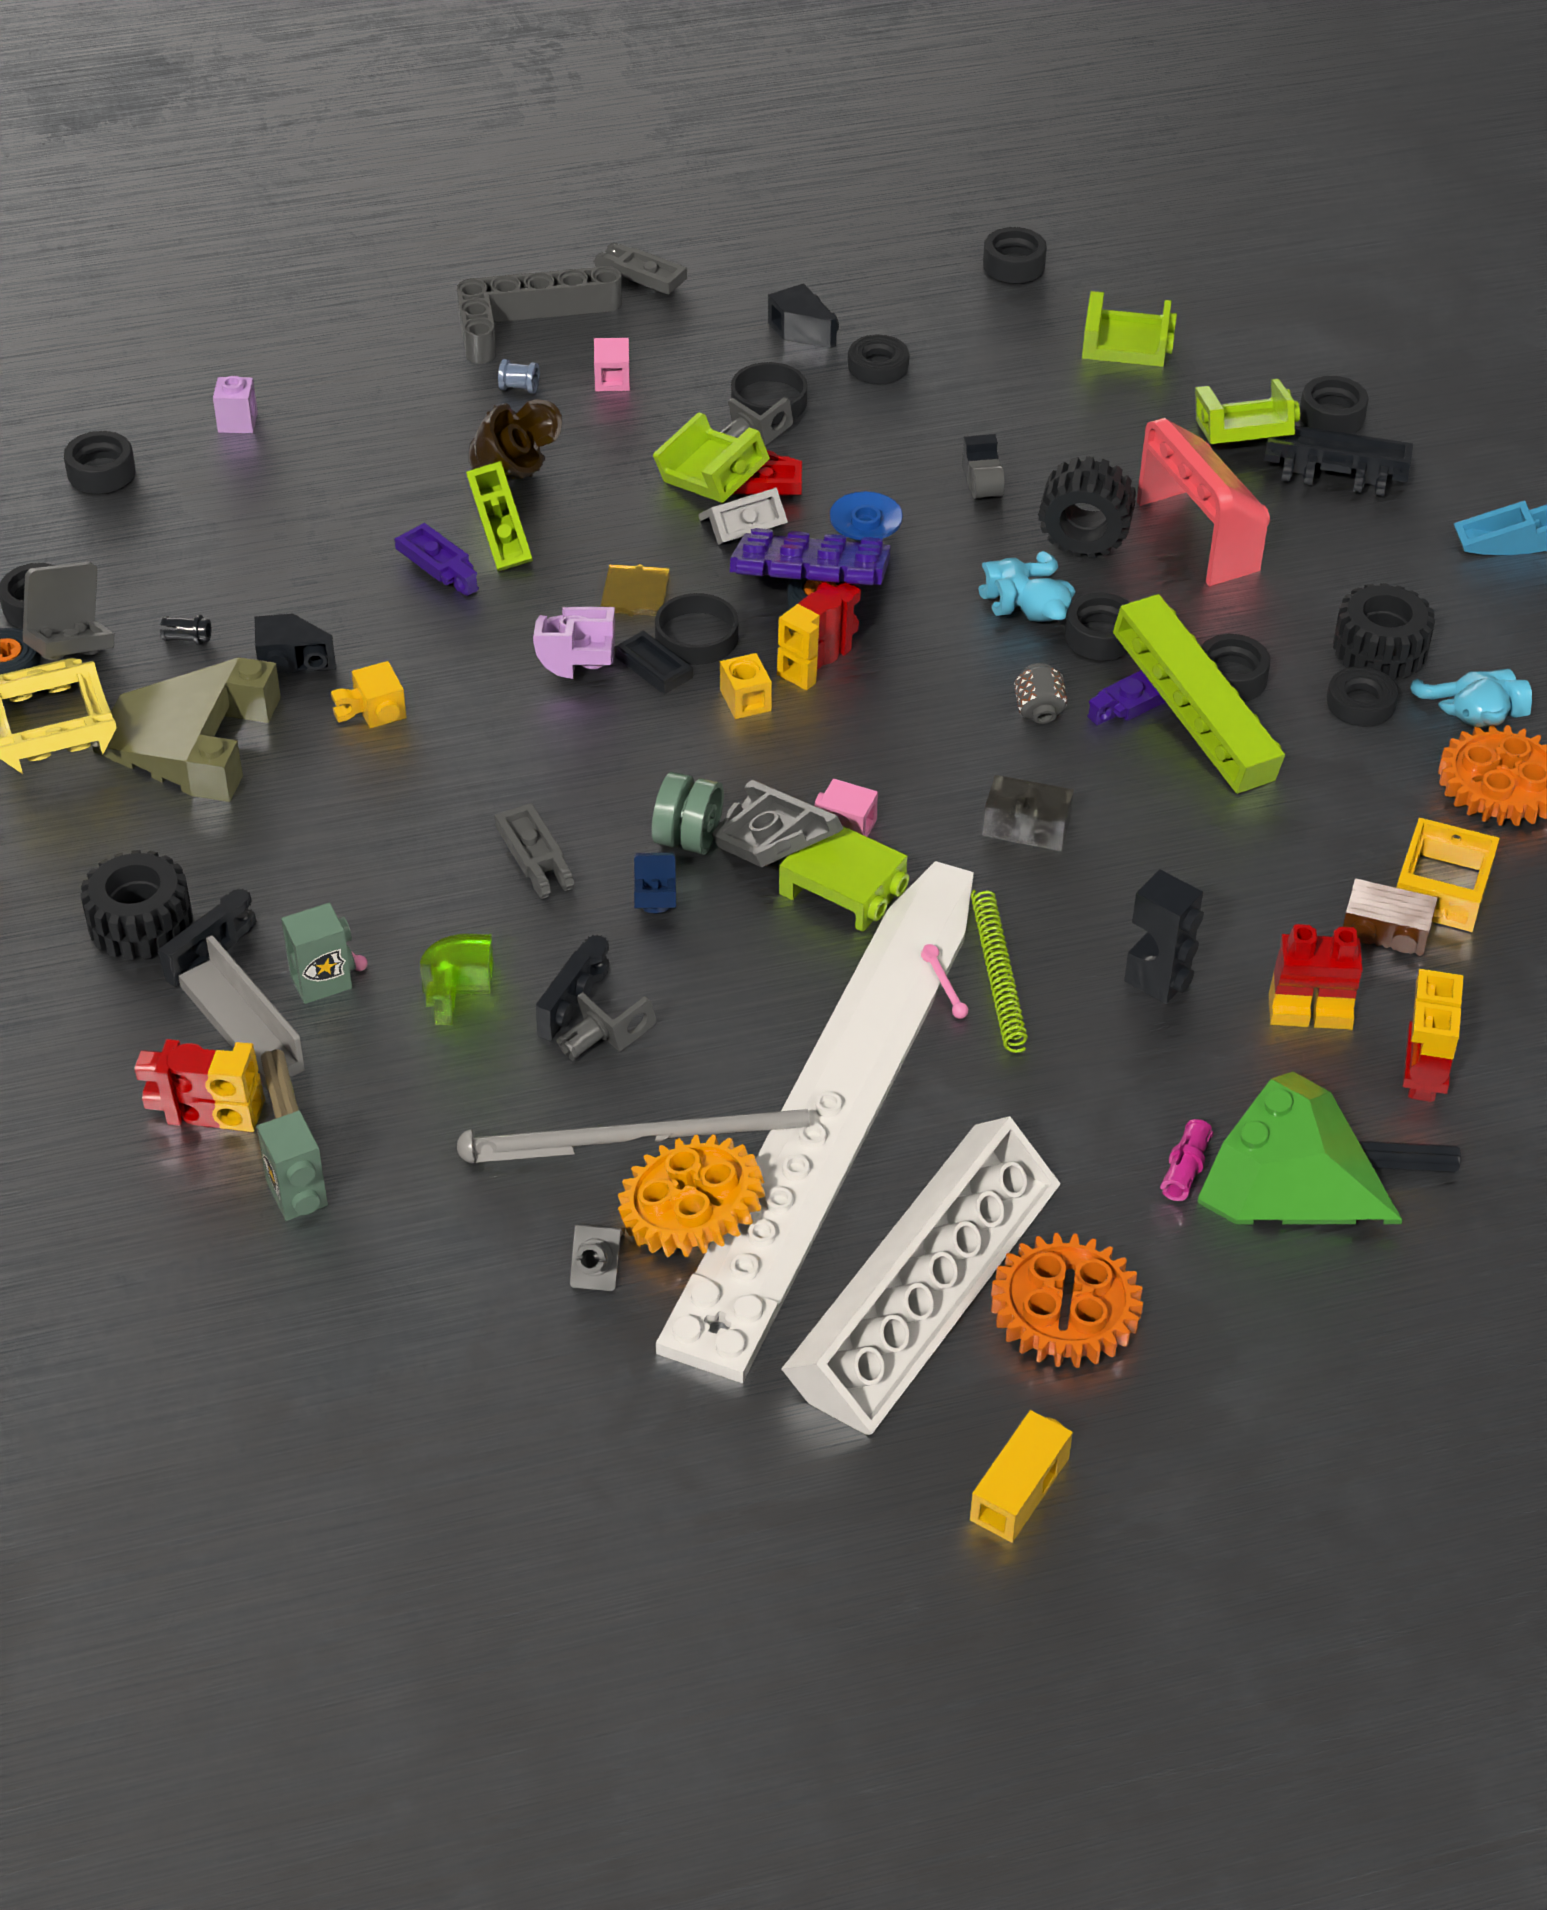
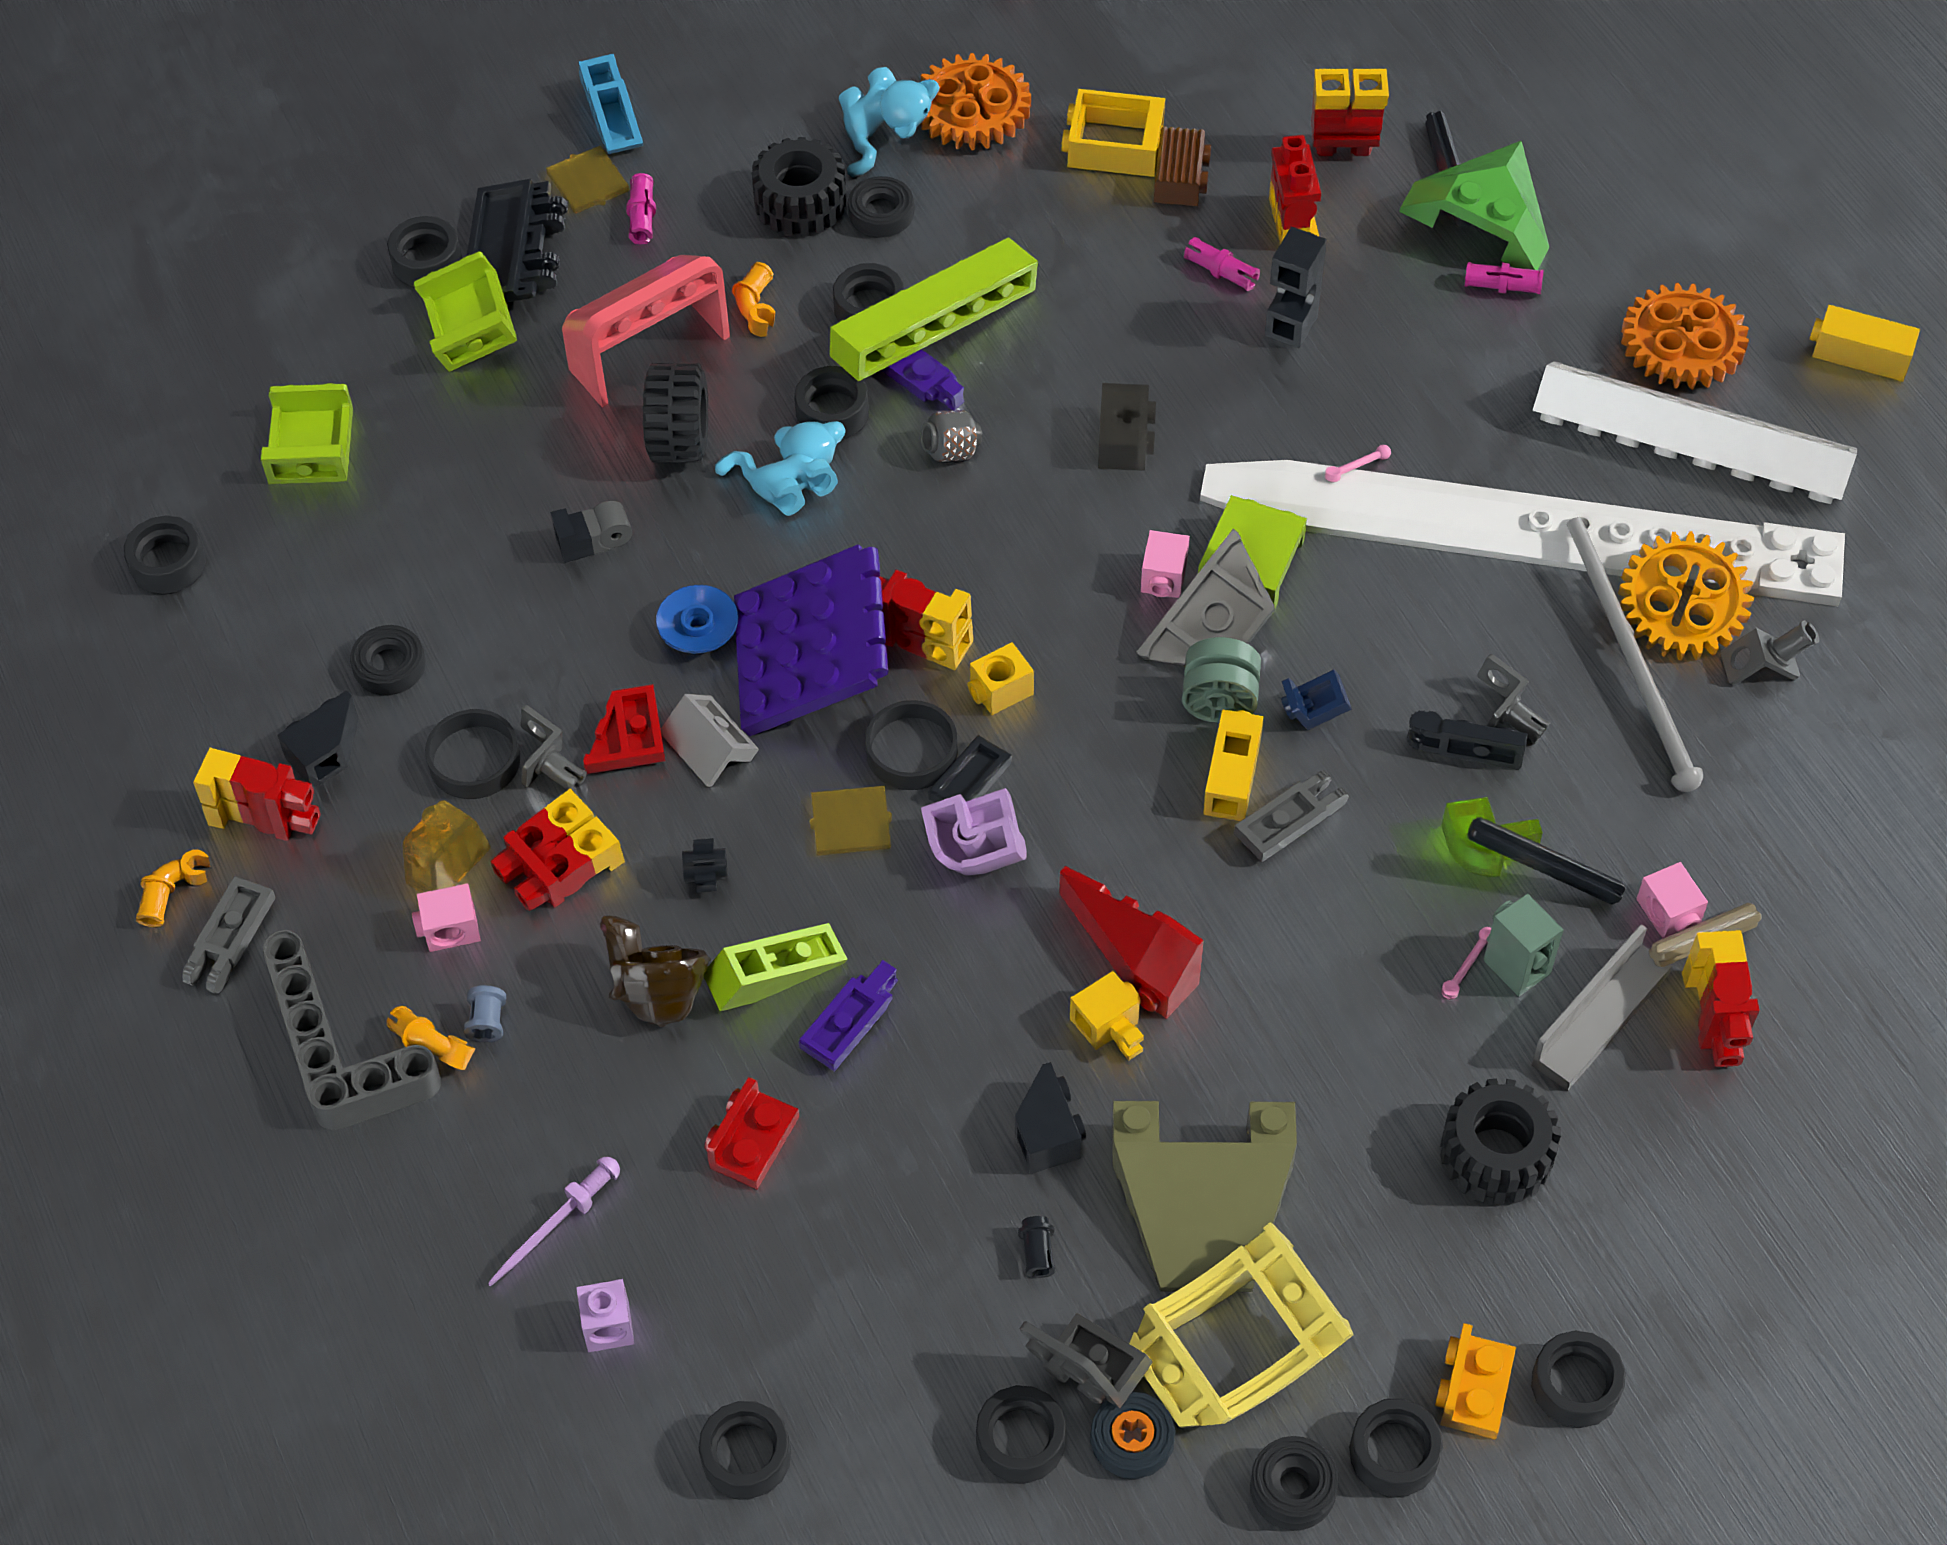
camera: 100 degrees left, 10 degrees up
(224, 922) = (1501, 1062): black hinge -> none
(292, 1165) = (1791, 890): sand green brick -> none
(330, 1092) = (1671, 900): none -> bright pink brick
(341, 406) = (578, 1197): none -> lavender sword
(357, 494) = (749, 1134): none -> red bracket
(401, 993) = (1546, 860): none -> black axle
(437, 717) = (1145, 950): none -> red wedge
(507, 339) = (421, 1032): none -> light orange piece
(599, 817) = (1233, 765): none -> yellow brick
(608, 492) = (705, 865): none -> black gear
(647, 418) = (557, 852): none -> red hips
(672, 359) = (442, 848): none -> clear yellow torso
(697, 241) = (161, 883): none -> light orange piece
(710, 460) = (638, 768): lime panel -> none
(748, 270) = (255, 795): none -> red hips
(990, 969) = (1398, 413): lime piece -> none
(1245, 930) = (1221, 263): none -> dark pink pin
(1249, 591) = (748, 296): none -> light orange piece
(1376, 539) = (641, 208): none -> dark pink pin
(1423, 516) = (587, 179): none -> clear yellow piece

